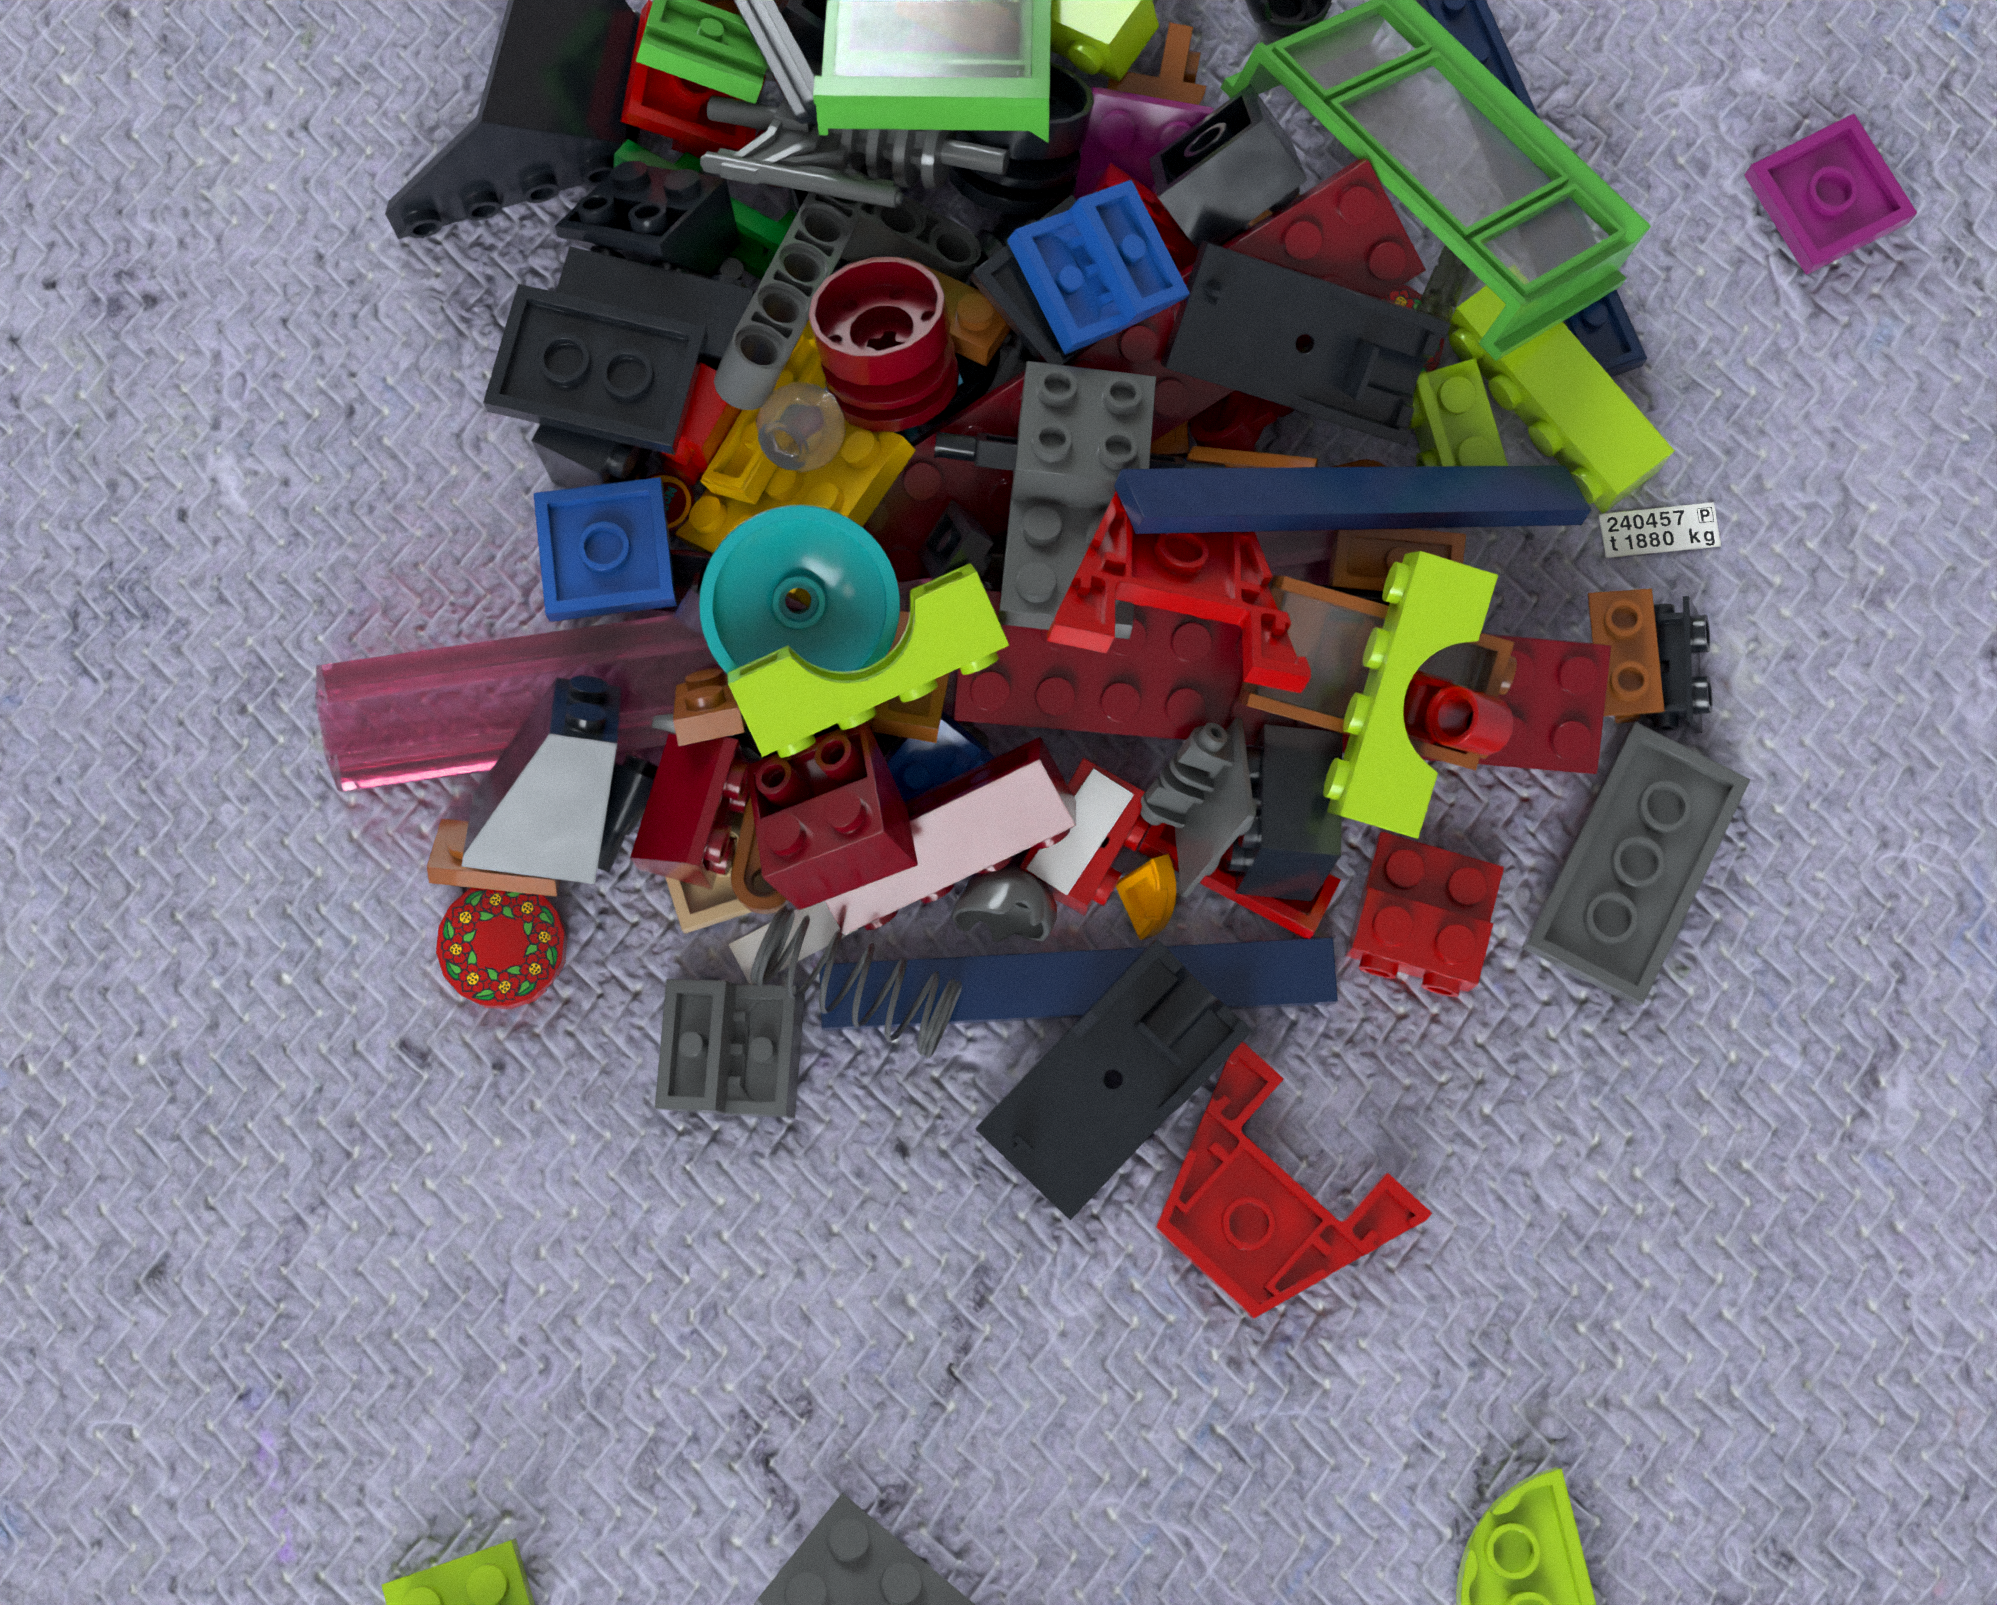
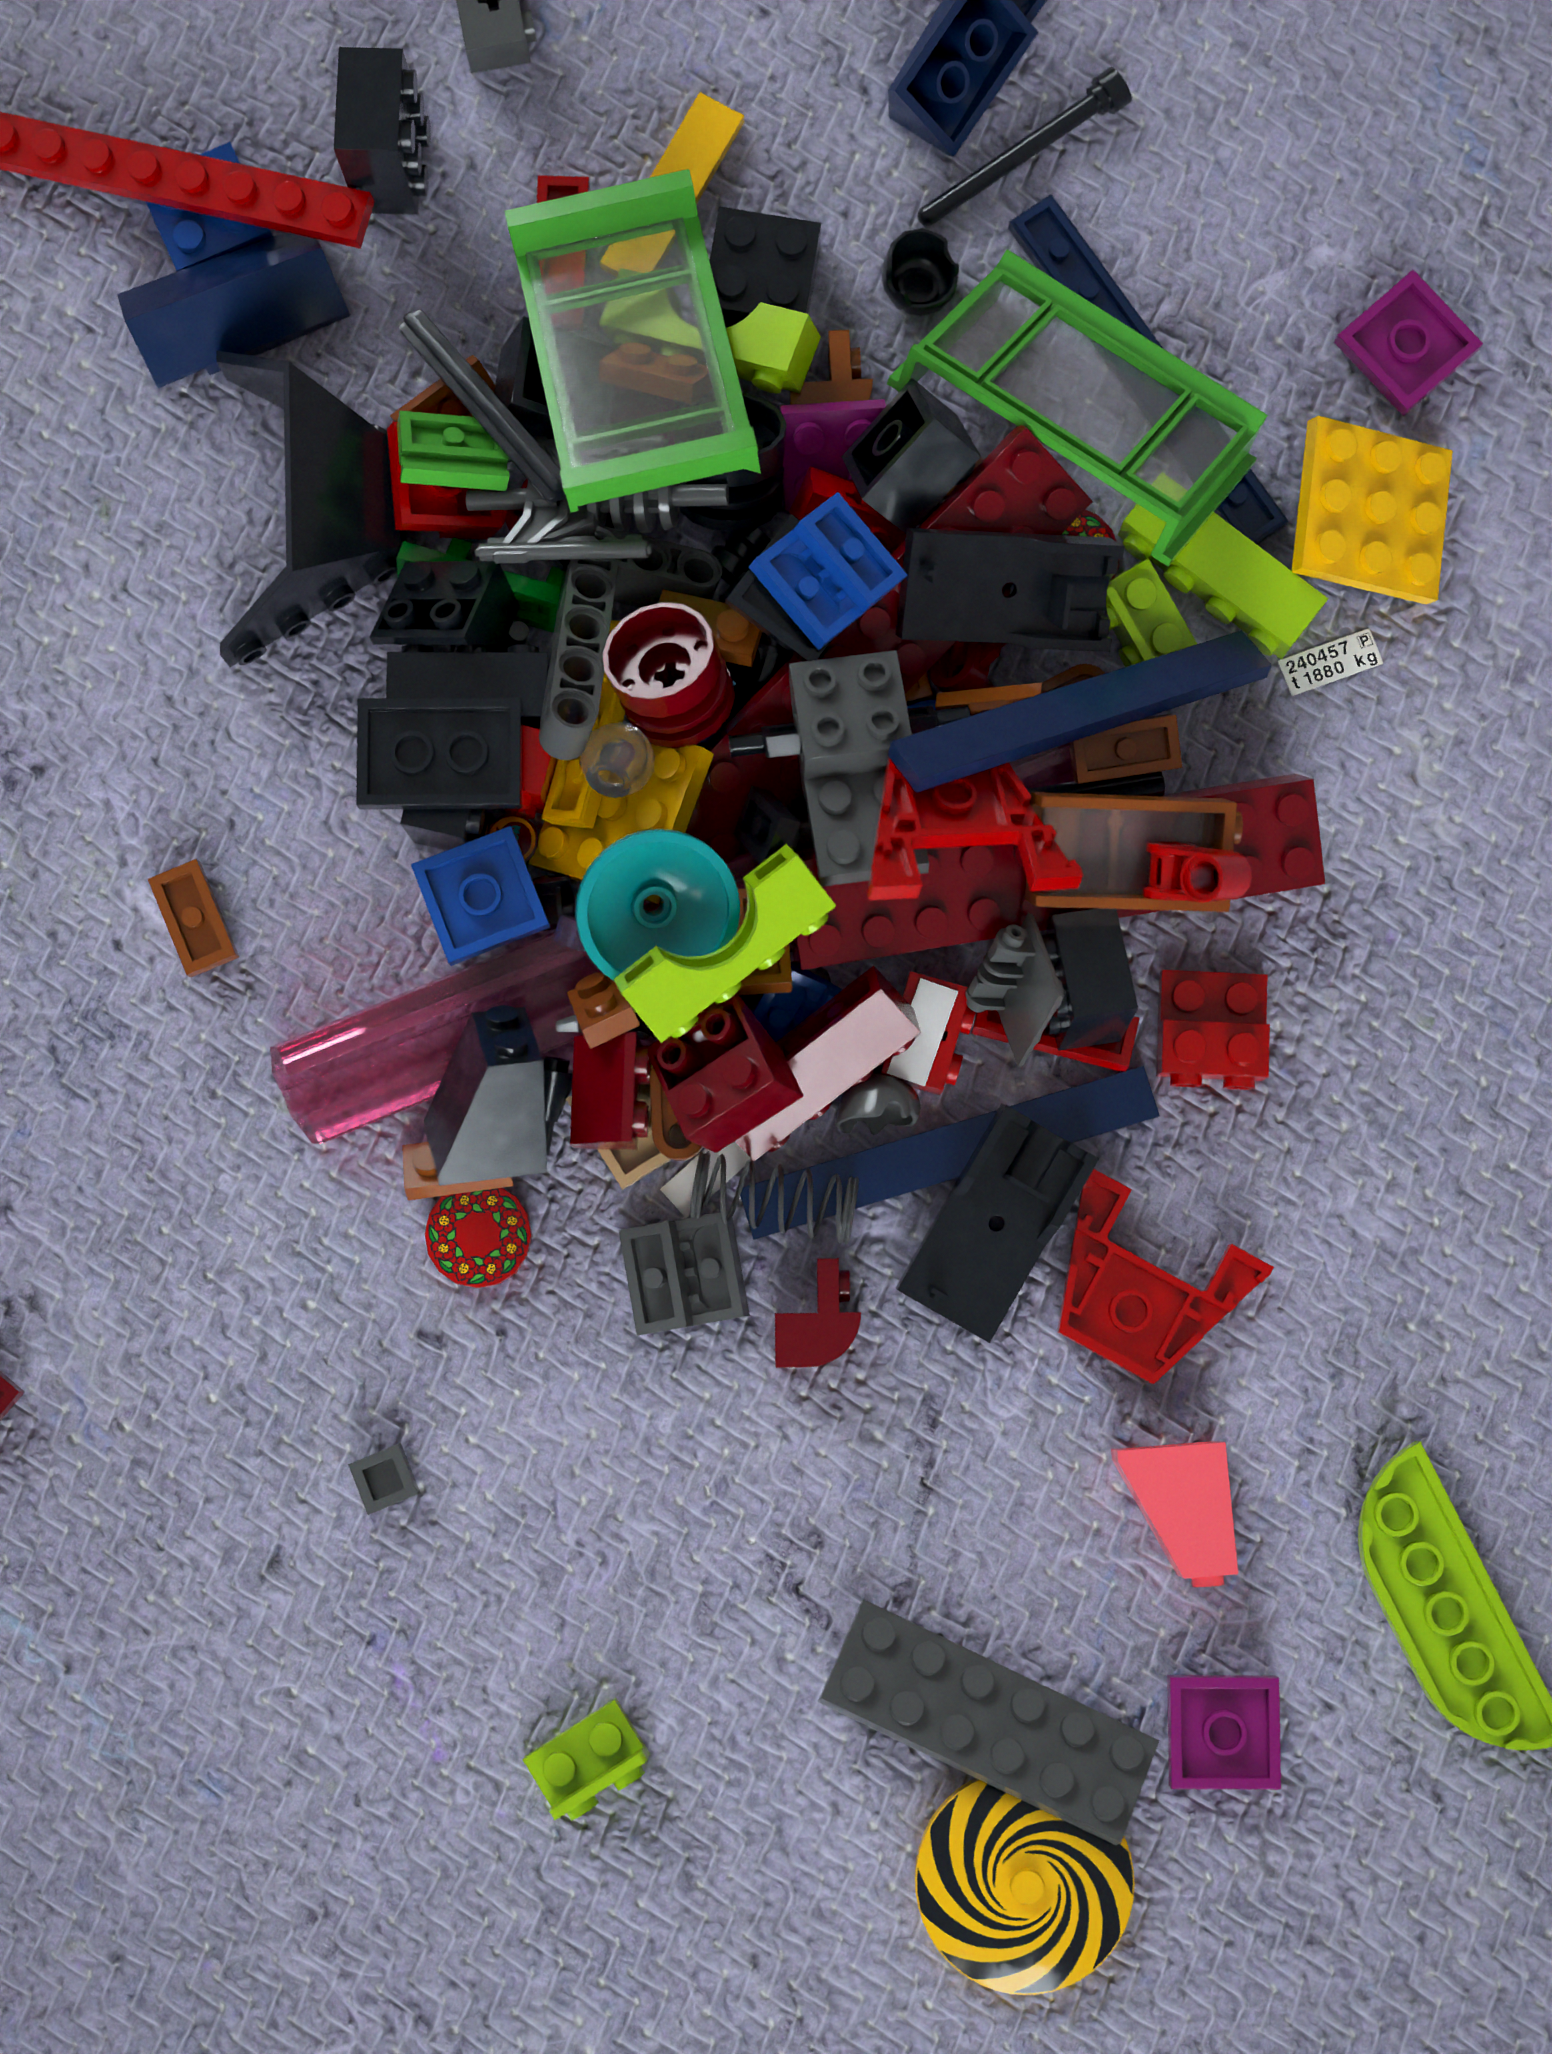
camera: 10 degrees left, 5 degrees up
(274, 502) = (193, 918): none -> dark orange plate
(311, 1203) = (384, 1478): none -> dark grey plate
(873, 1162) = (818, 1336): none -> dark red brick
(1149, 896) = (989, 1068): light orange tile -> none
(1259, 1476) = (1186, 1505): none -> coral slope
(1429, 609) = (1164, 799): lime arch -> none
(1444, 286) = (1106, 512): clear smoke axle -> none
(1634, 677) = (1321, 755): dark orange hinge -> none
(1636, 864) = (1372, 945): dark grey plate -> none
(1680, 642) = (1378, 793): black hinge -> none
(1747, 367) = (1372, 510): none -> yellow plate

